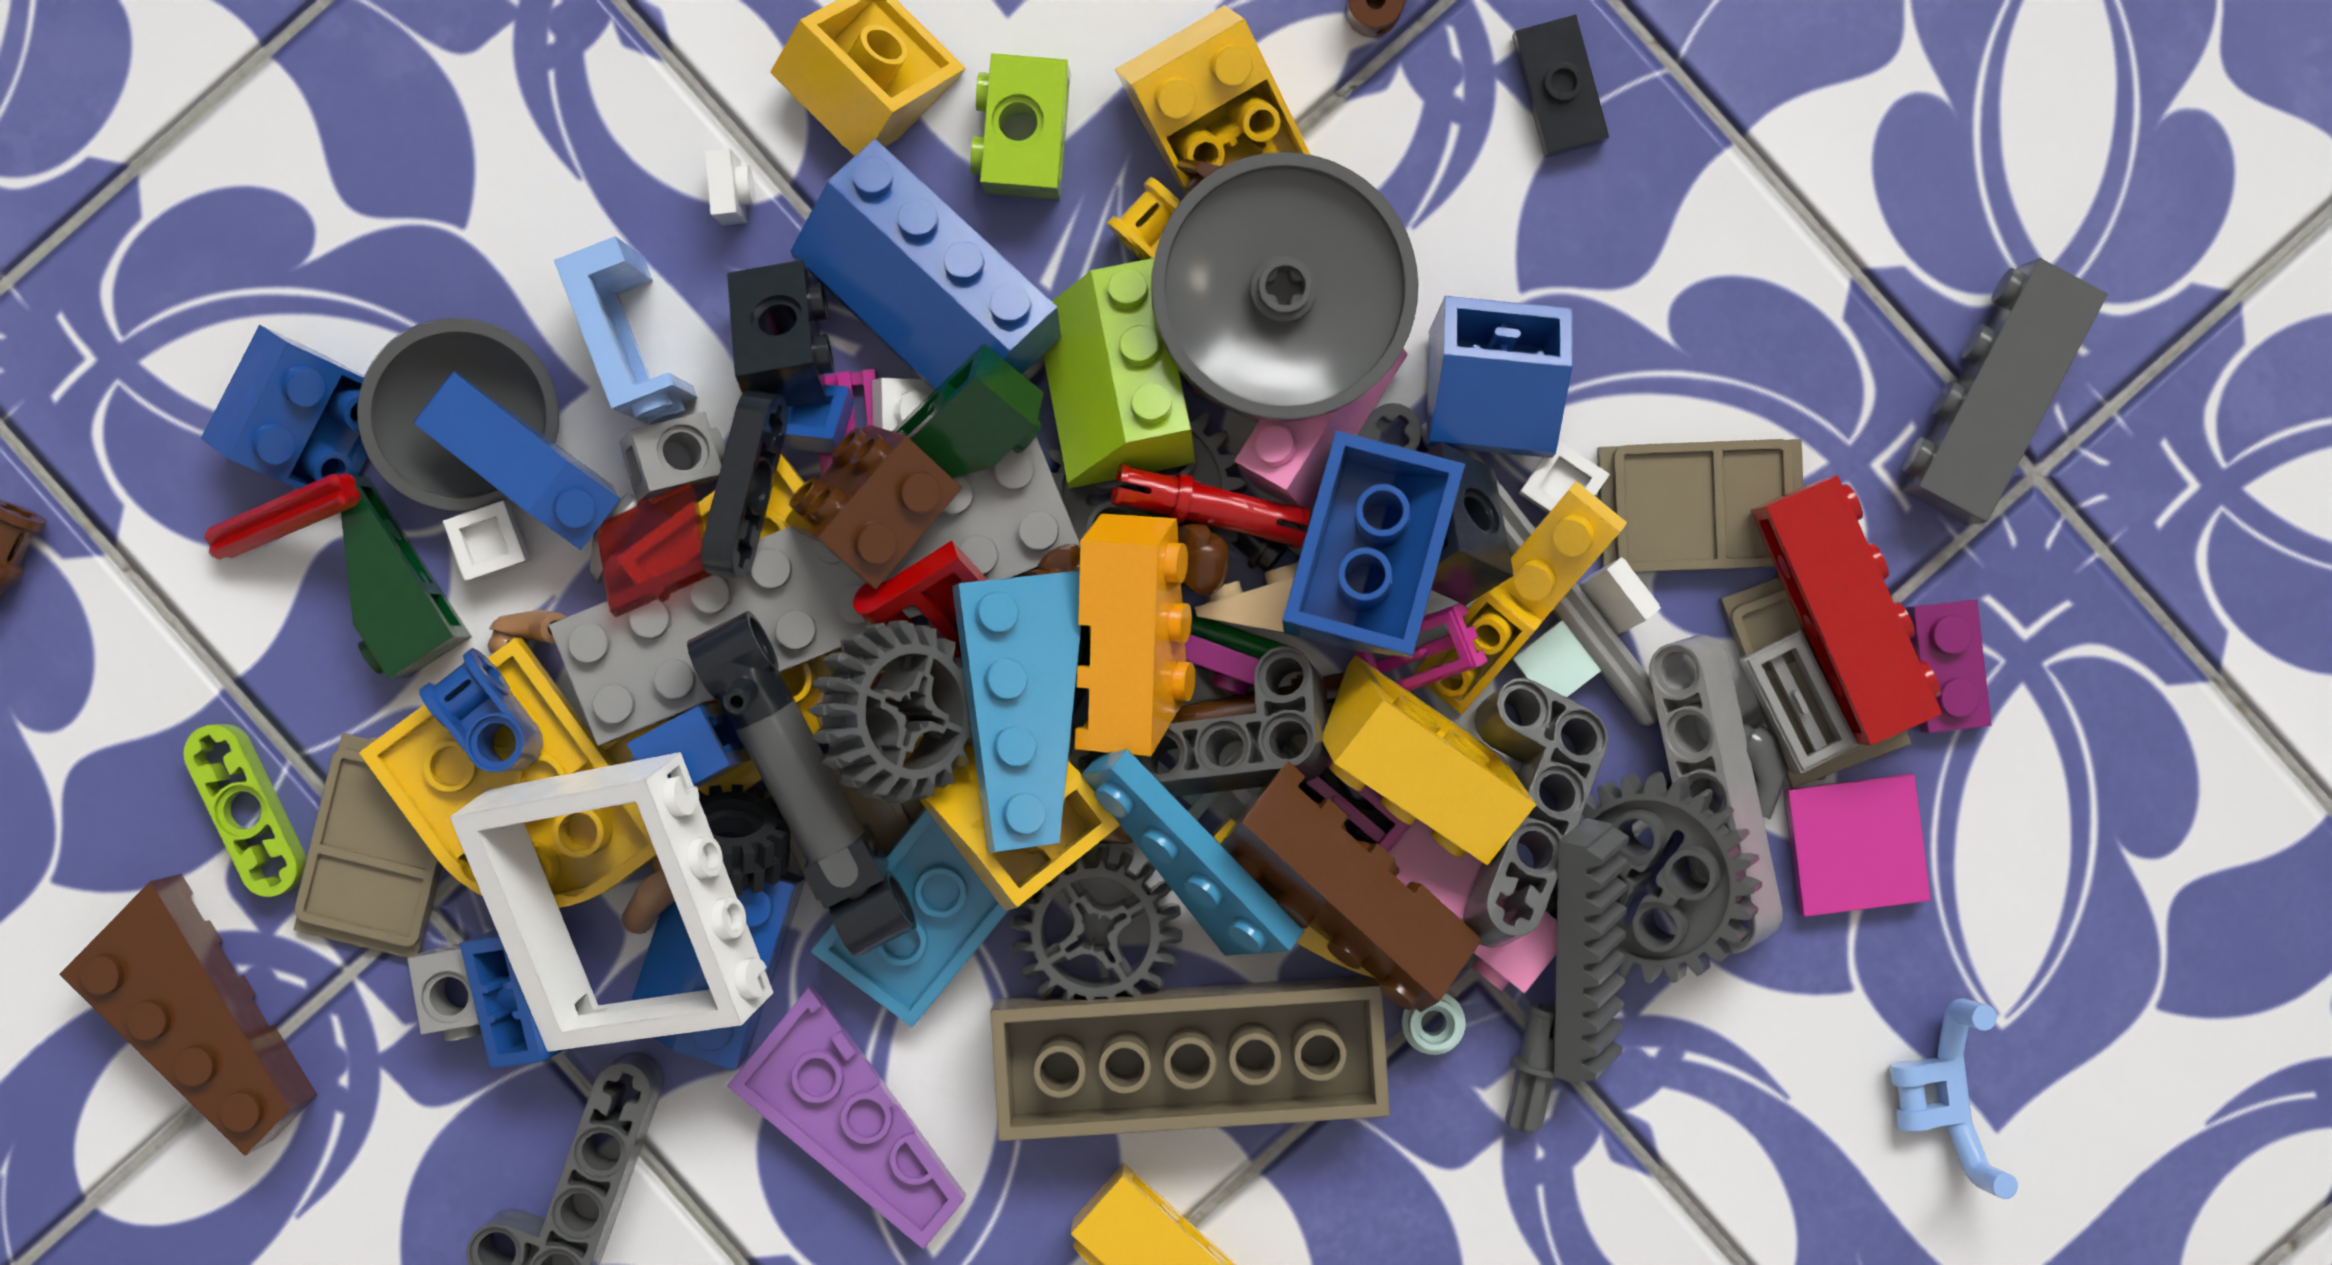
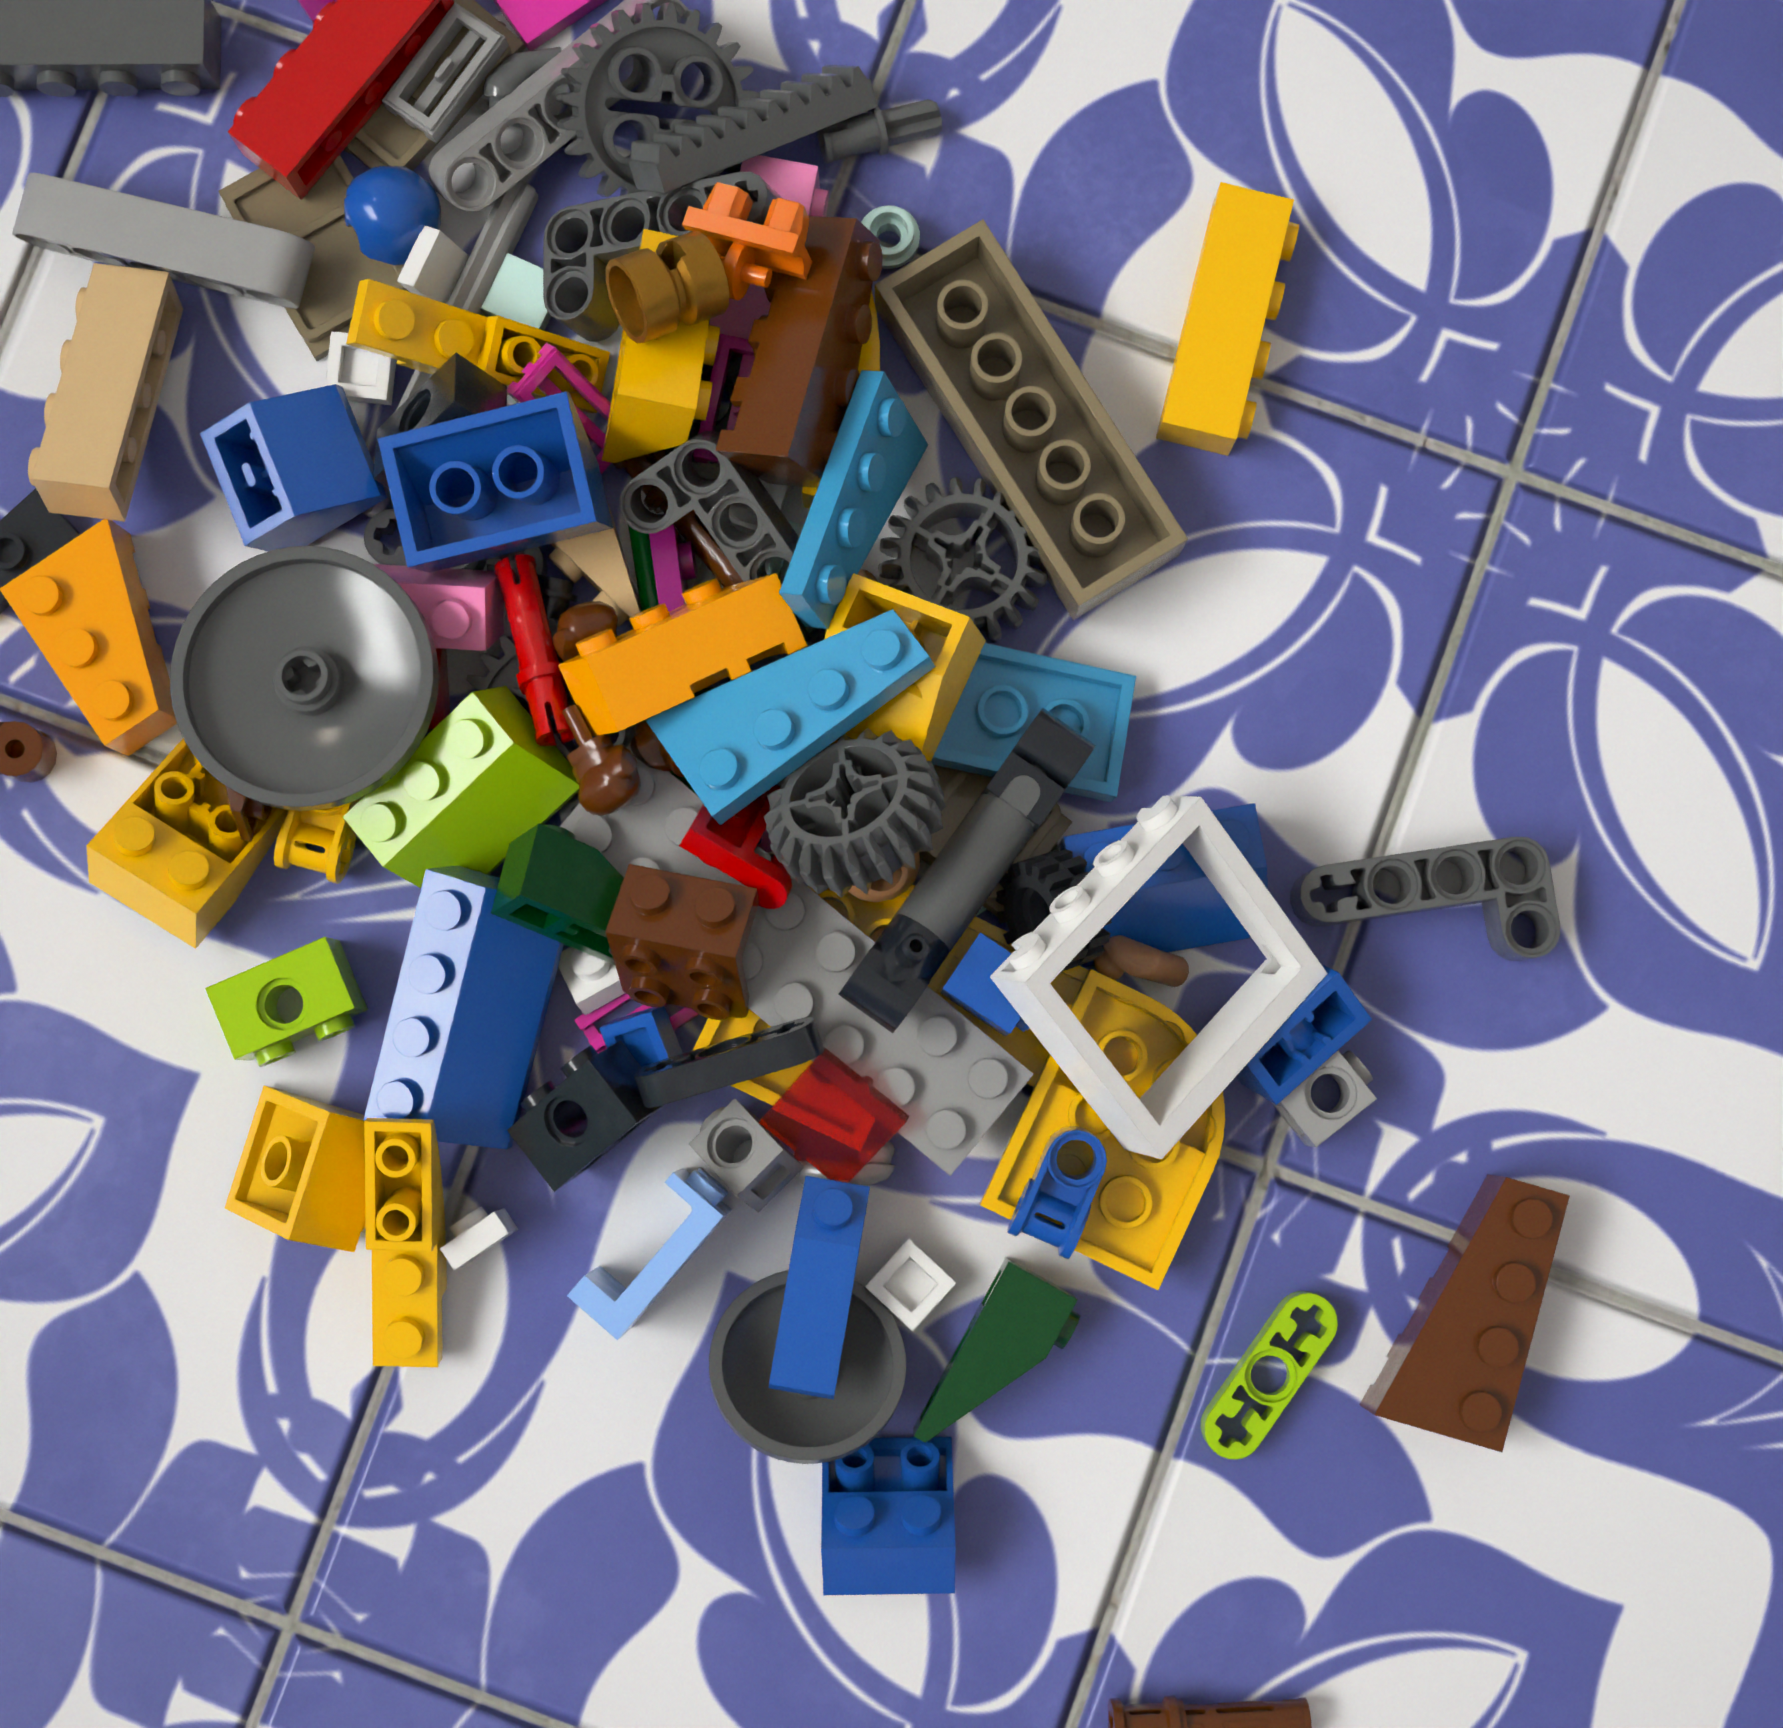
camera: 115 degrees left, 5 degrees down
(282, 516) = (984, 1477): red axle -> none
(366, 865) = (1254, 1239): dark tan piece -> none
(525, 625) = (965, 1204): medium nougat arm -> none
(751, 120) = (405, 1239): none -> yellow slope
(841, 1113) = (1244, 704): medium lavender wing -> none
(1057, 509) = (603, 771): none -> reddish brown piece
(1440, 124) = (98, 635): none -> light orange wedge
(1457, 797) = (663, 287): none -> pearl gold wheel
(1488, 874) = (752, 249): none -> orange hips
(1655, 243) = (106, 392): none -> tan brick
(1692, 585) = (389, 211): none -> blue hair
(1774, 366) = (164, 237): none -> light grey beam

